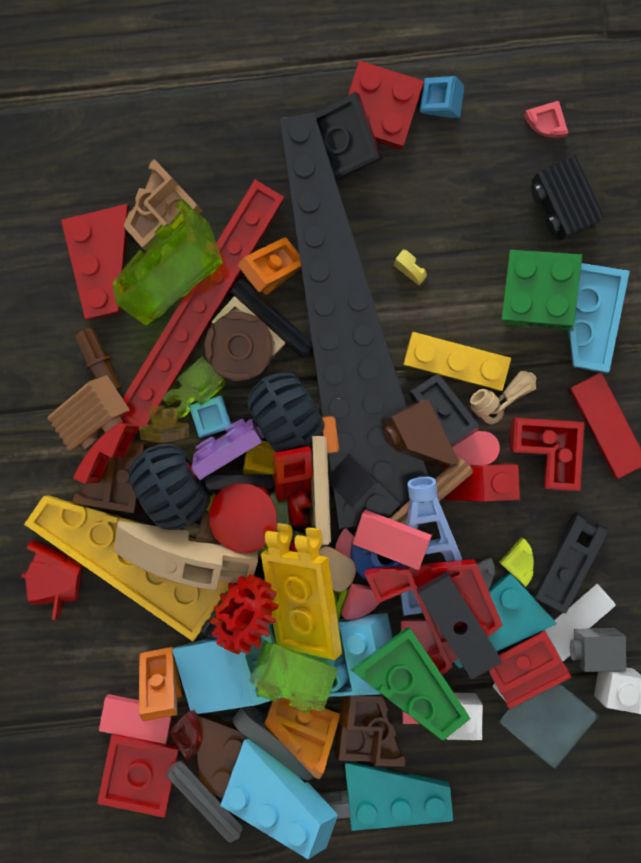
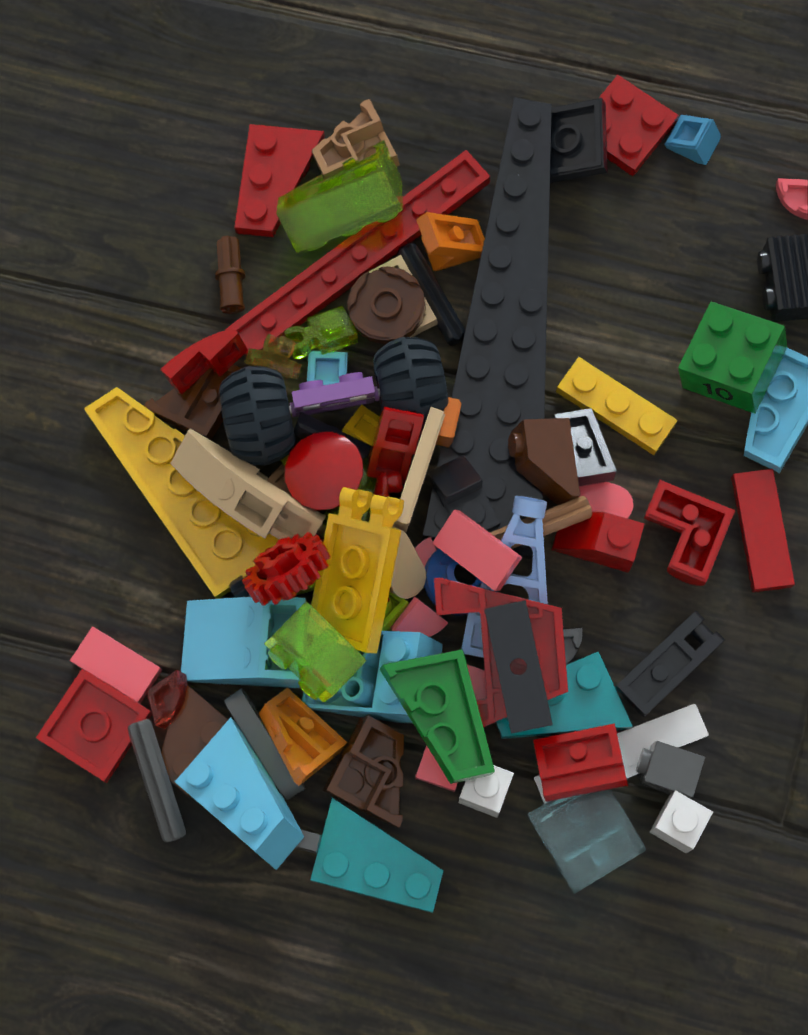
camera: 20 degrees right, 15 degrees down
(52, 577) = (88, 480): red piece -> none
(89, 413) = (200, 314): medium nougat brick -> none
(158, 684) = (159, 629): orange slope -> none
(406, 264) = (593, 286): light yellow tile -> none
(486, 402) = (632, 455): tan piece -> none
(520, 561) = (613, 645): neon yellow tile -> none

